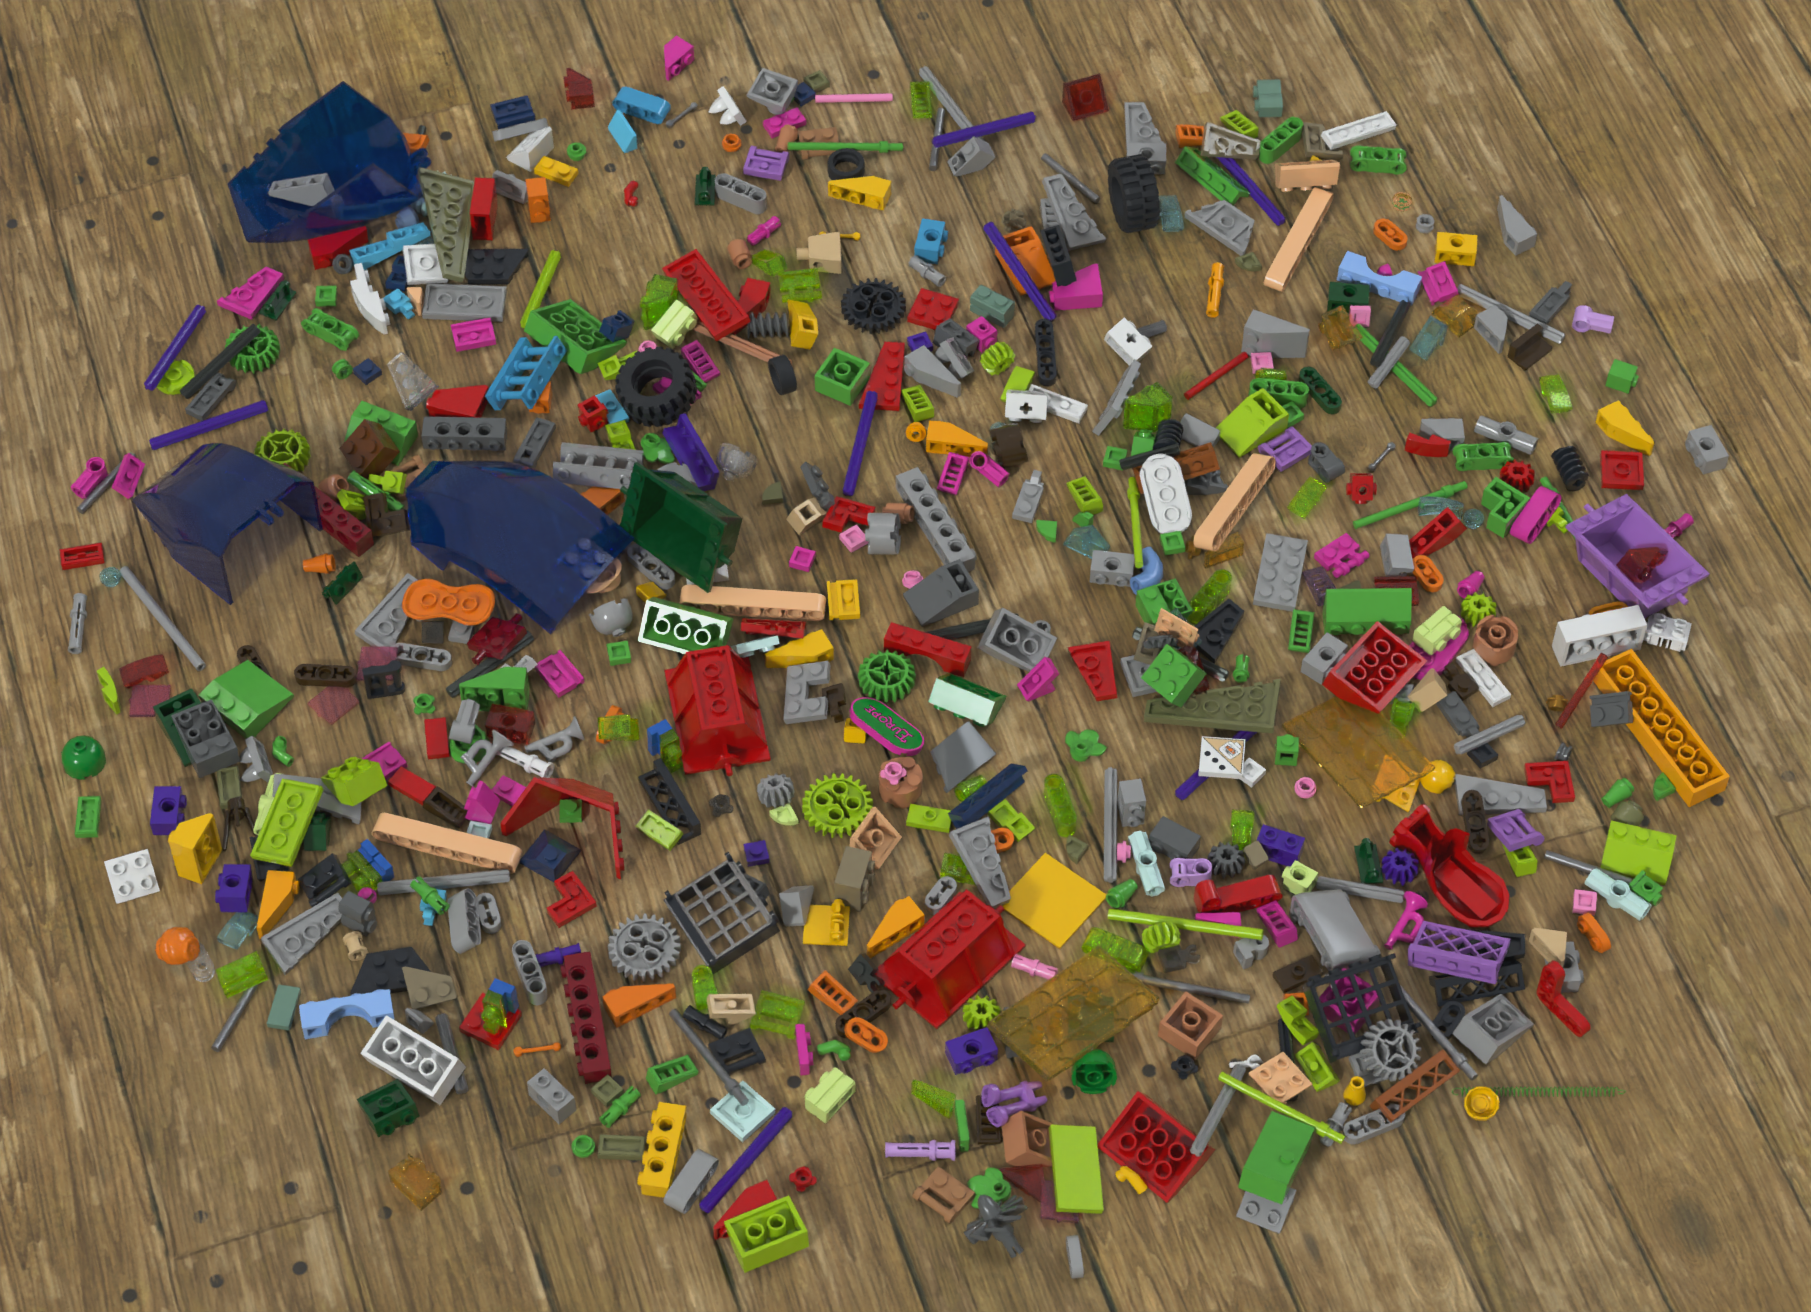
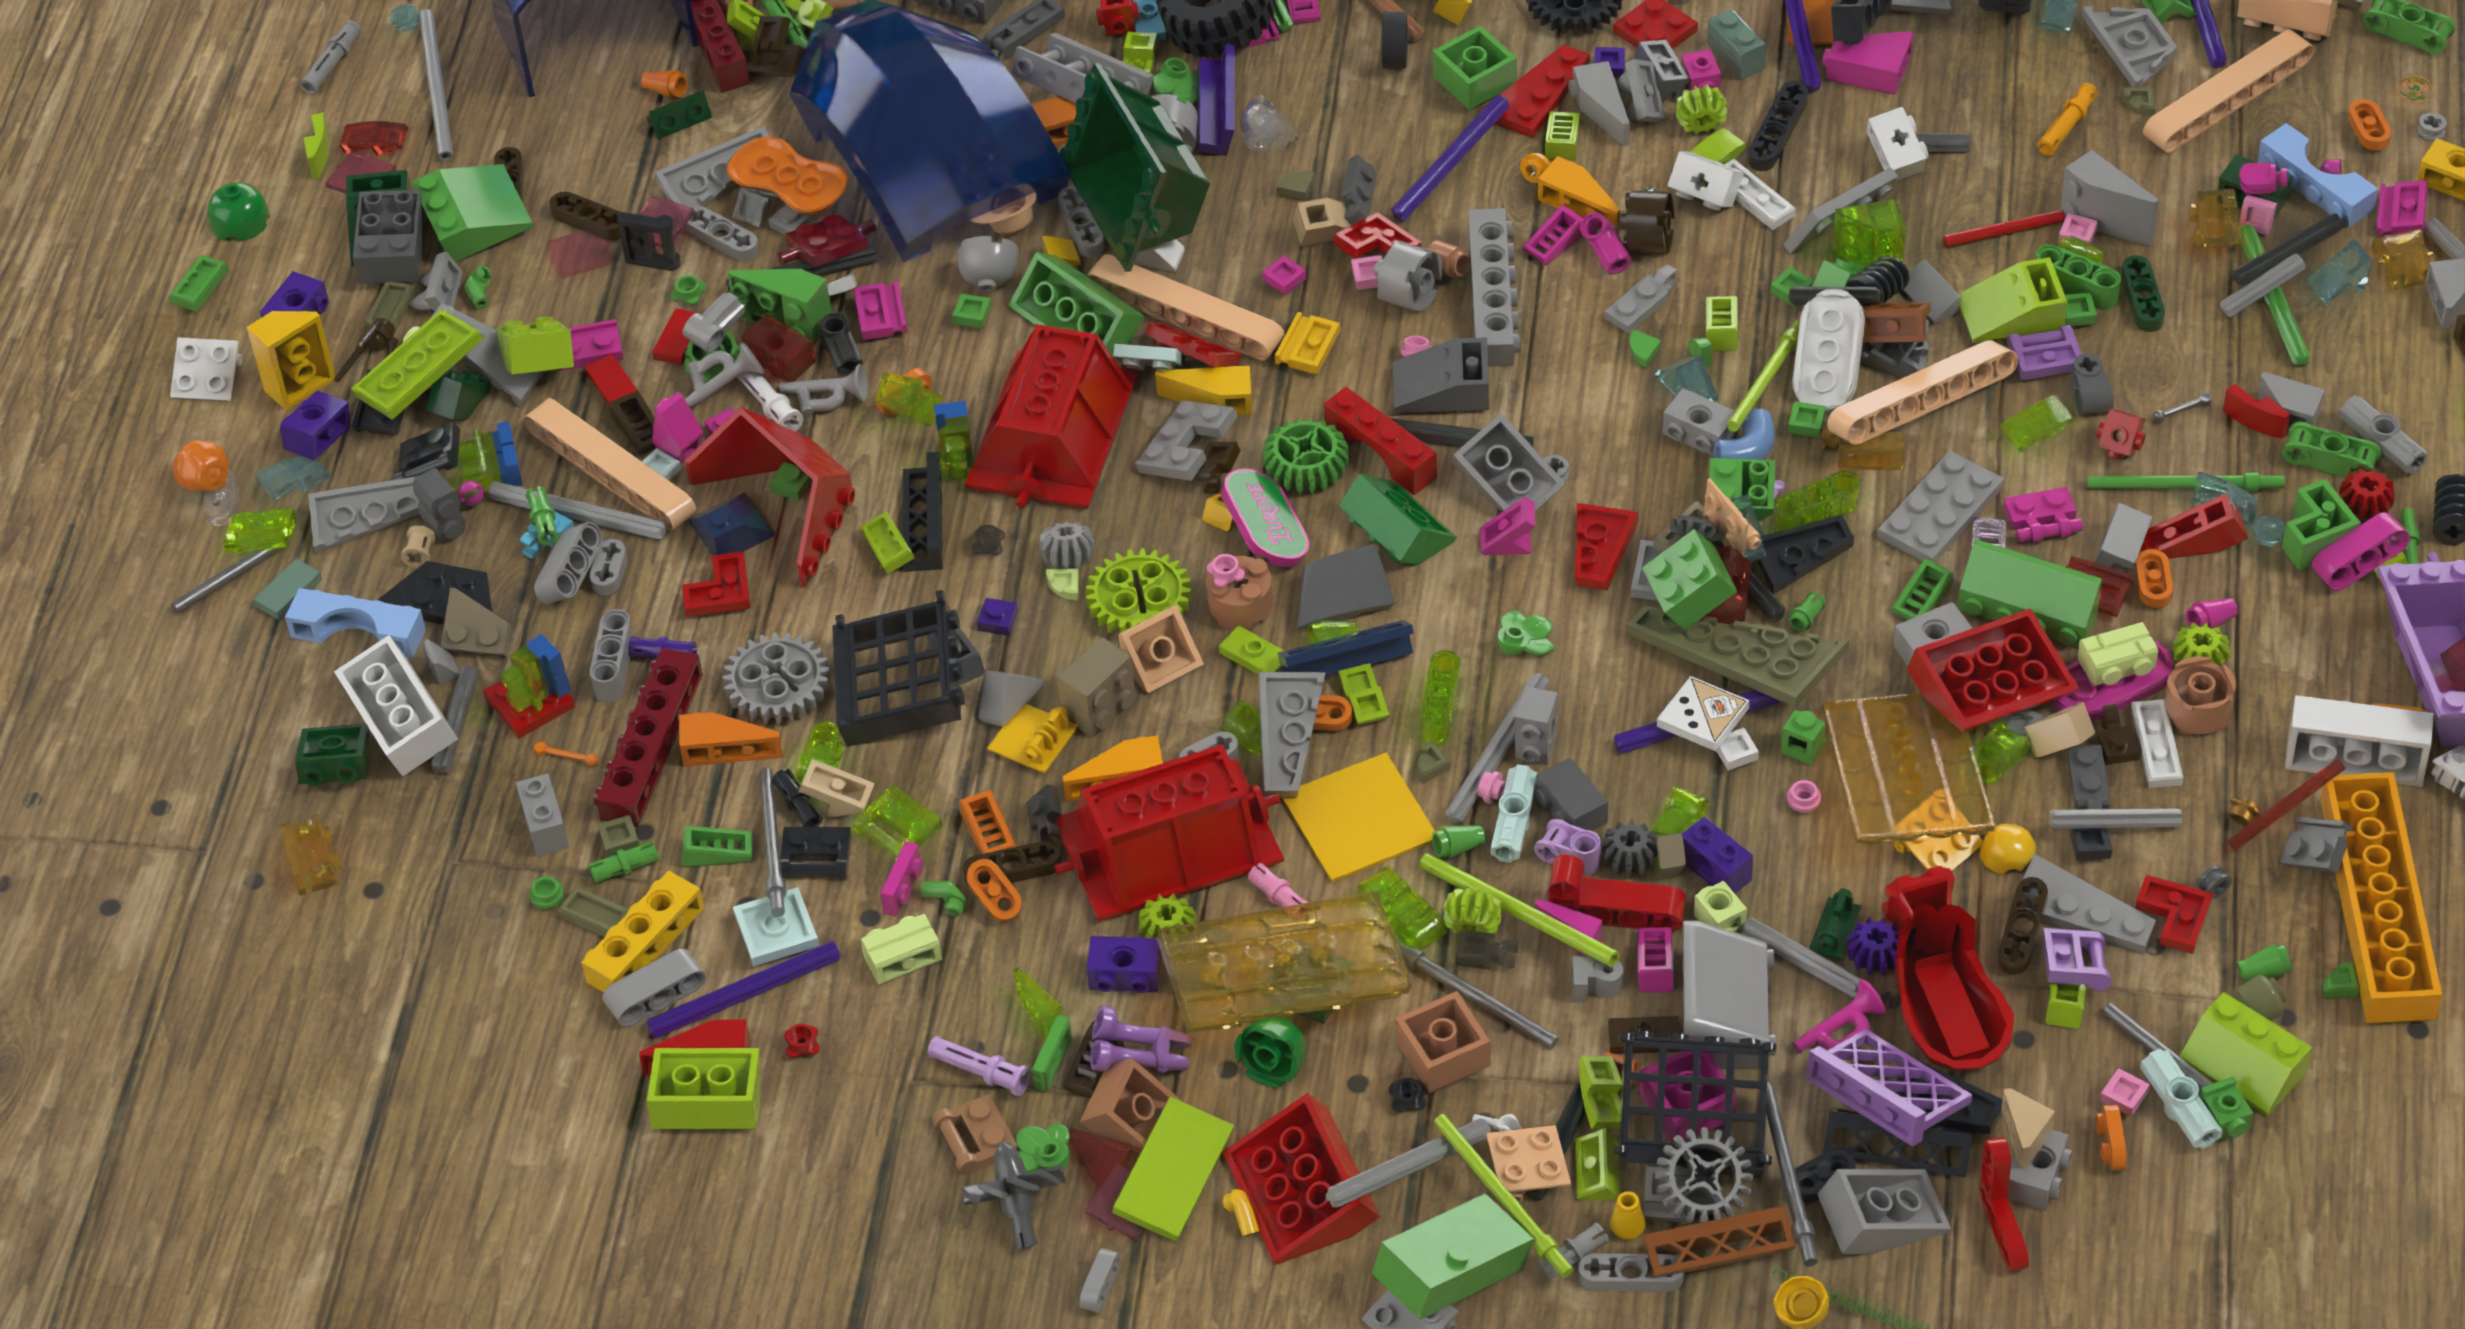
camera: 30 degrees right, 5 degrees down
(276, 899) = (356, 457): light orange slope -> none
(549, 706) = (840, 343): none -> pearl dark grey piece
(1356, 293) = (2261, 178): none -> dark pink arm

